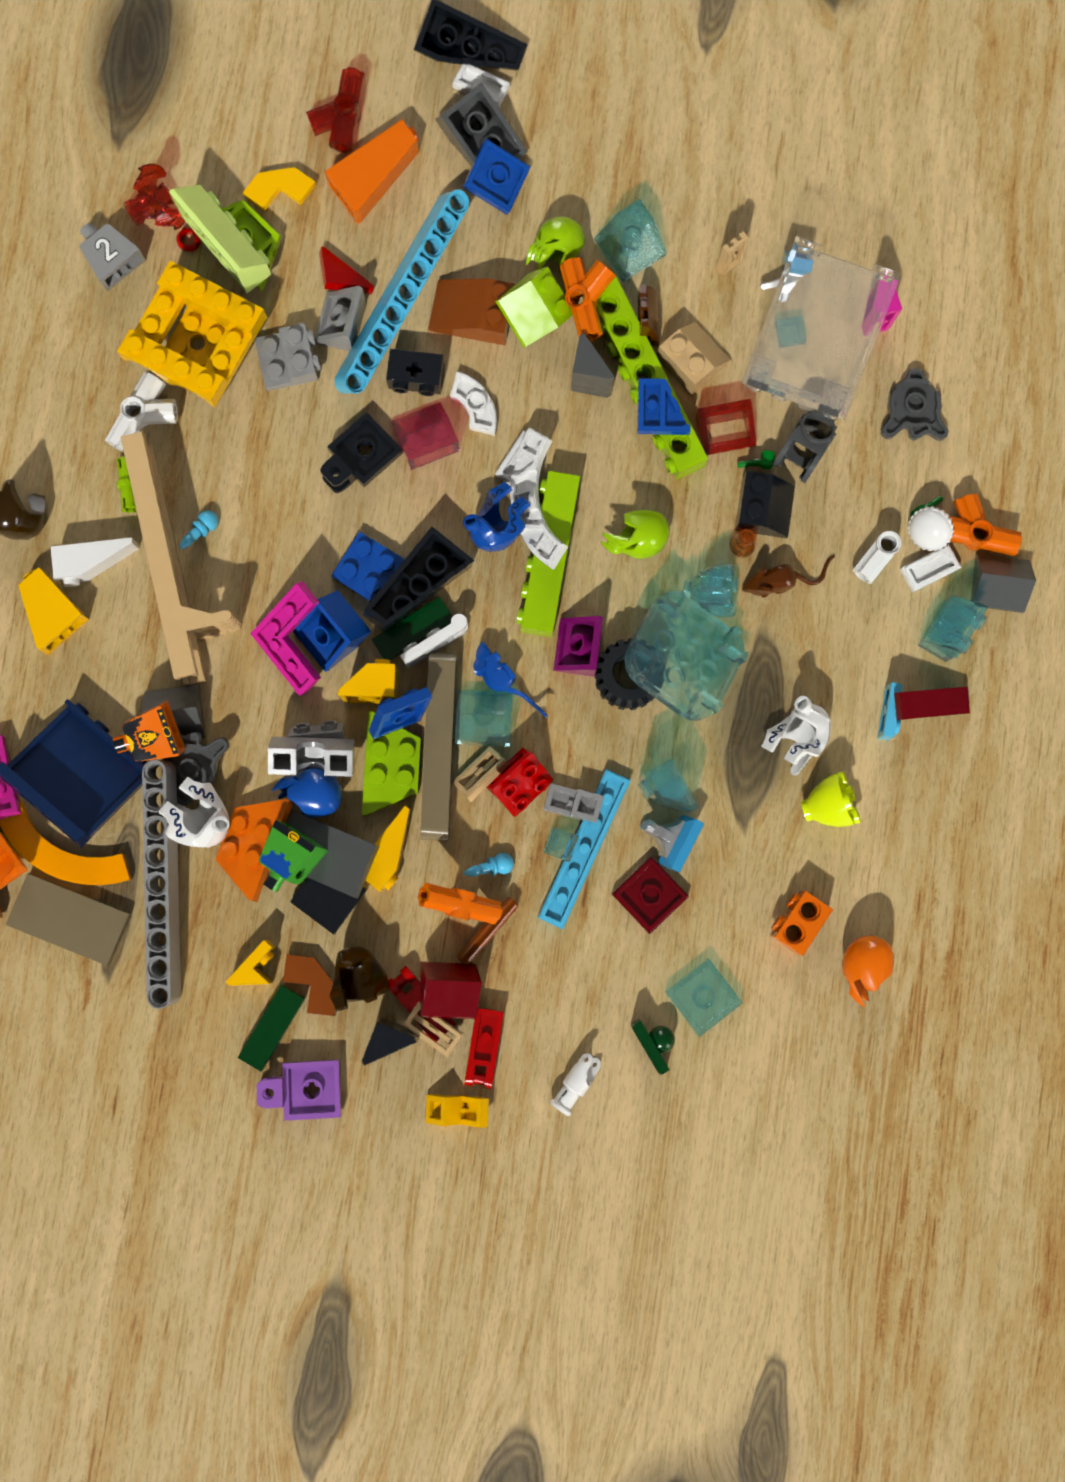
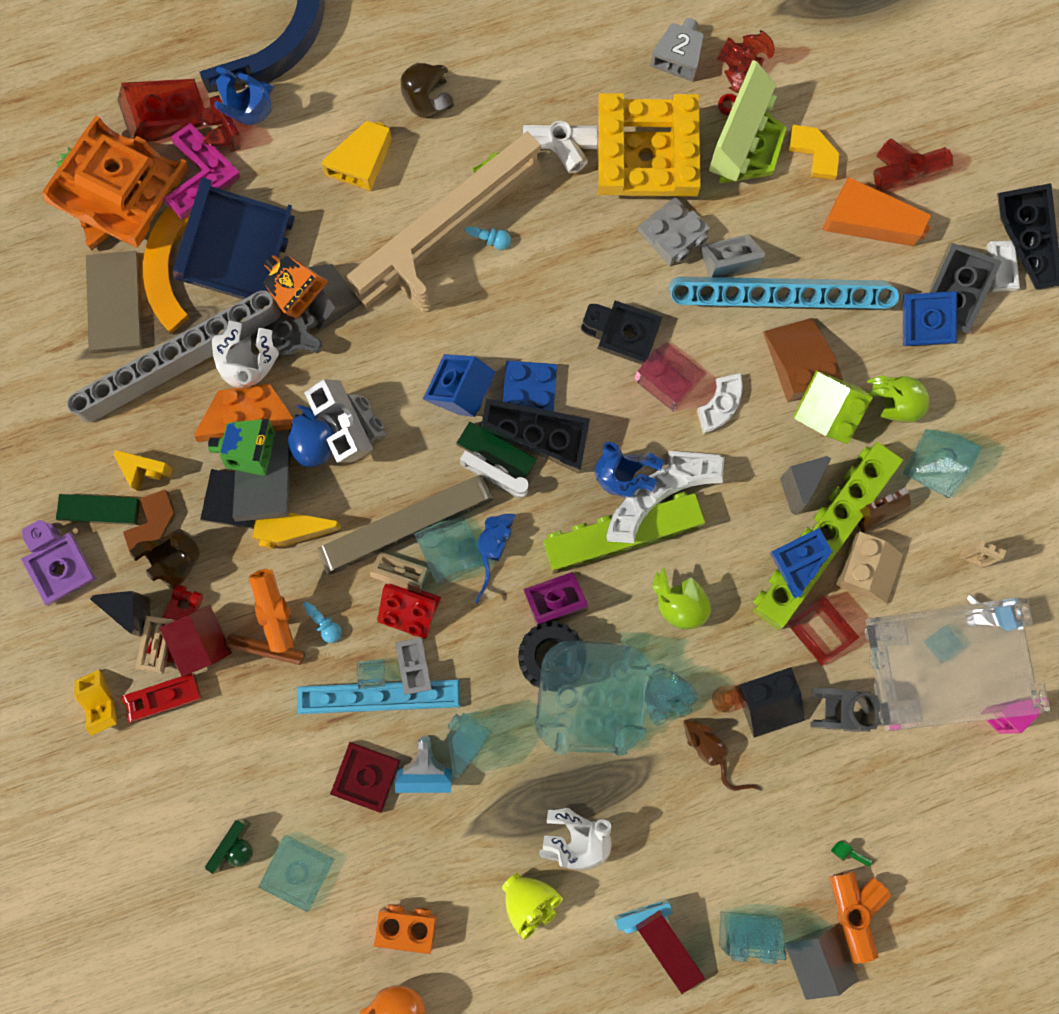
camera: 65 degrees right, 5 degrees down
(86, 560) = (415, 162): white slope -> none
(274, 638) = (428, 341): dark pink plate -> none
(339, 275) = (768, 237): red tile -> none
(372, 683) = (430, 441): yellow slope -> none
(390, 768) = (369, 492): lime wing -> none
(400, 712) = (411, 473): blue plate -> none
(403, 365) = (719, 325): black brick -> none
(576, 1083) = (164, 795): white piece -> none
(591, 286) = (877, 443): orange piece -> none
(765, 462) = (813, 681): green hand -> none
(876, 557) = (778, 829): white piece -> none
(916, 408) = (939, 796): dark grey tile -> none
(930, 568) = (798, 886): white tile -> none
(931, 528) = (834, 867): white hat -> none

